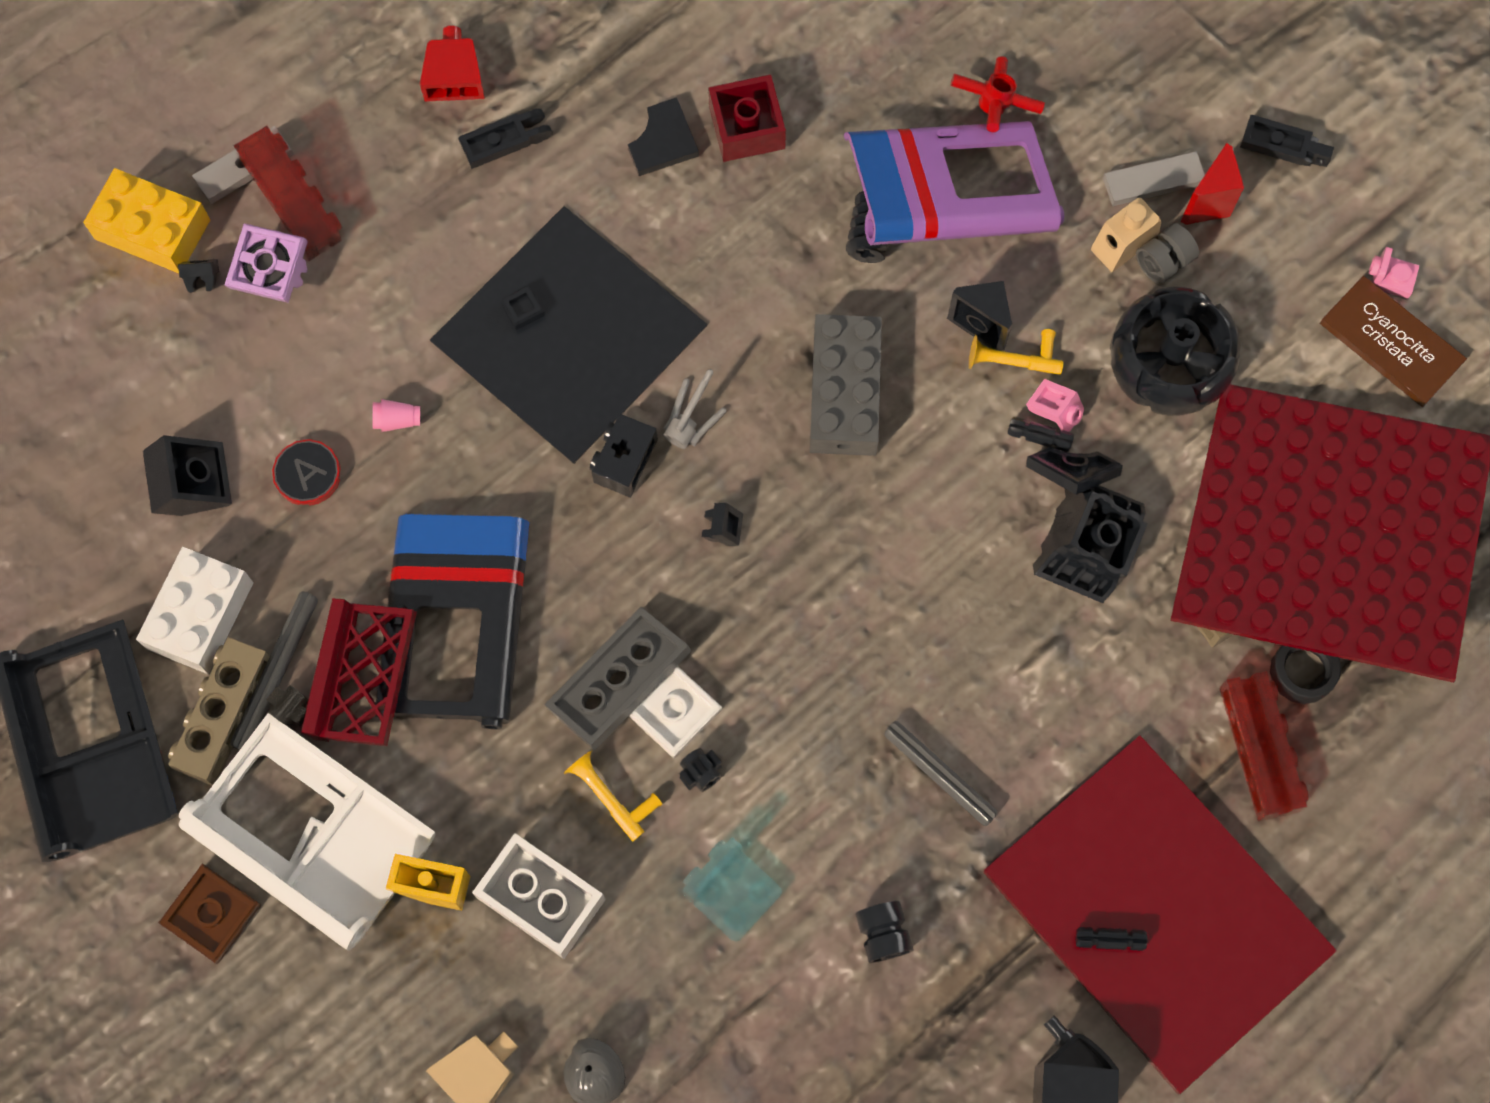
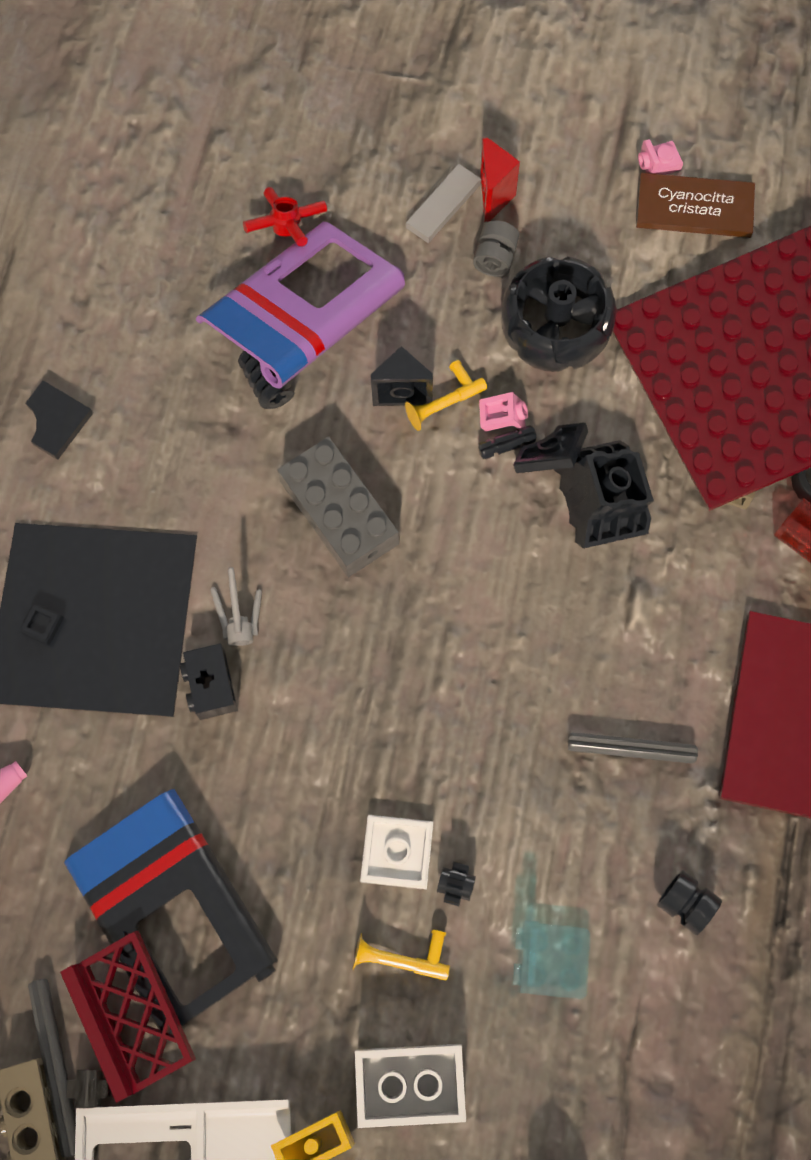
camera: 35 degrees left, 0 degrees up
(617, 699) = (353, 876): dark grey plate -> none
(725, 524) = (329, 679): black tile -> none
(747, 118) = (110, 358): dark red brick -> none
(1130, 229) = (457, 246): tan torso -> none
(1285, 142) = (514, 116): black hinge -> none

